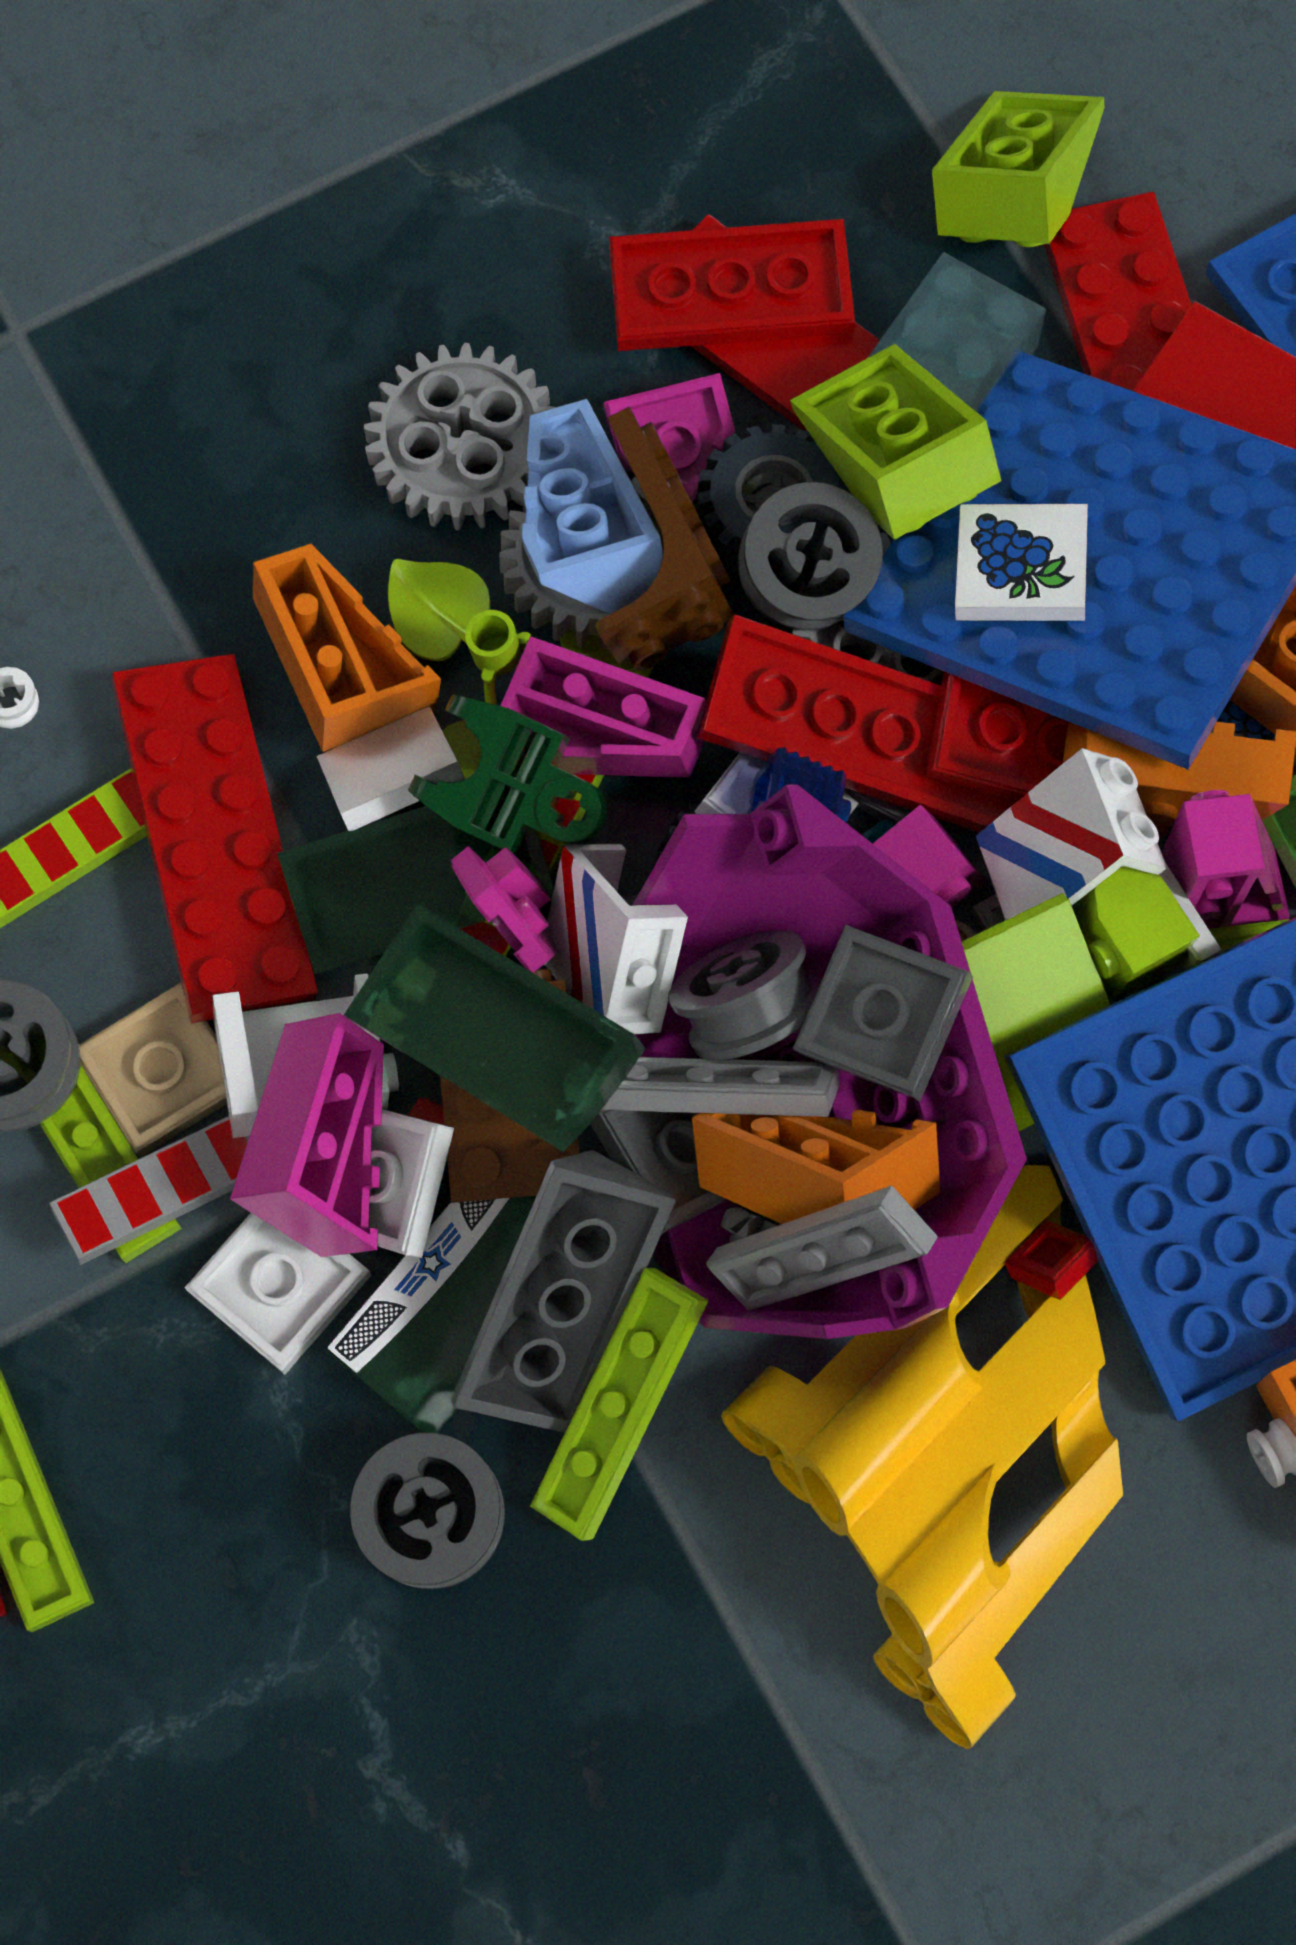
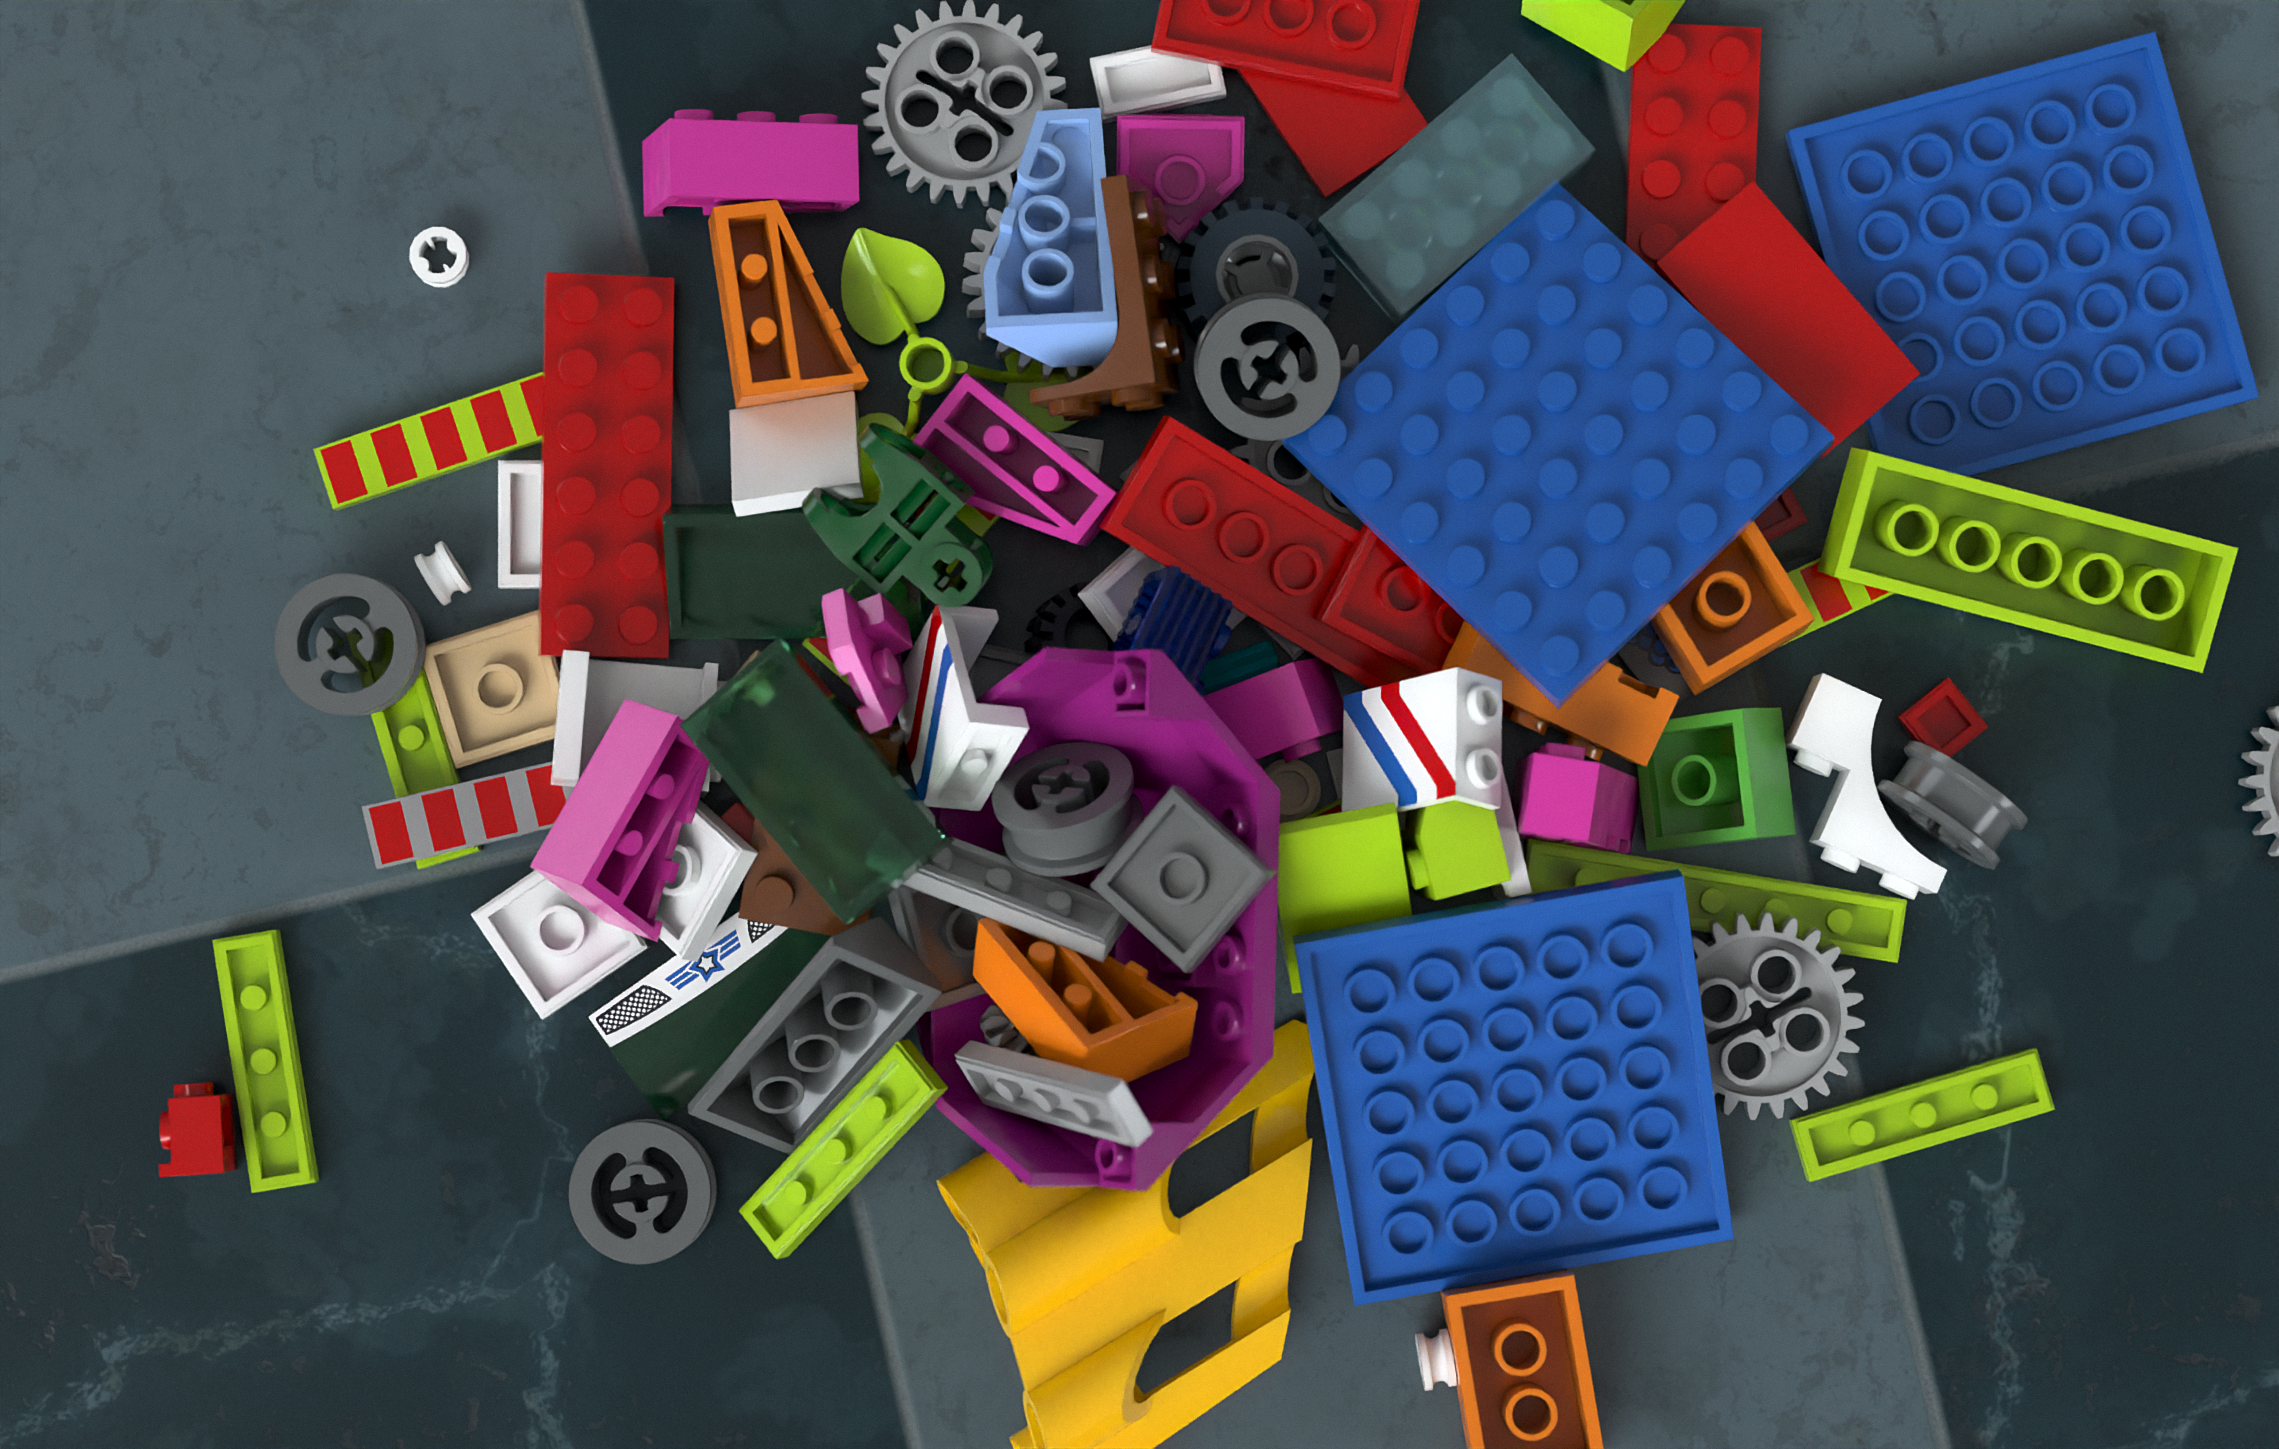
camera: 10 degrees right, 15 degrees up
(79, 972) = (442, 573): none -> white bush
(143, 913) = (519, 524): none -> white tile
(246, 523) = (750, 160): none -> dark pink wedge
(627, 373) = (1152, 82): none -> white tile
(899, 440) = (1390, 266): lime slope -> none
(1021, 562) = (1469, 442): white tile -> none
(1052, 1259) = (1285, 1127): red tile -> none

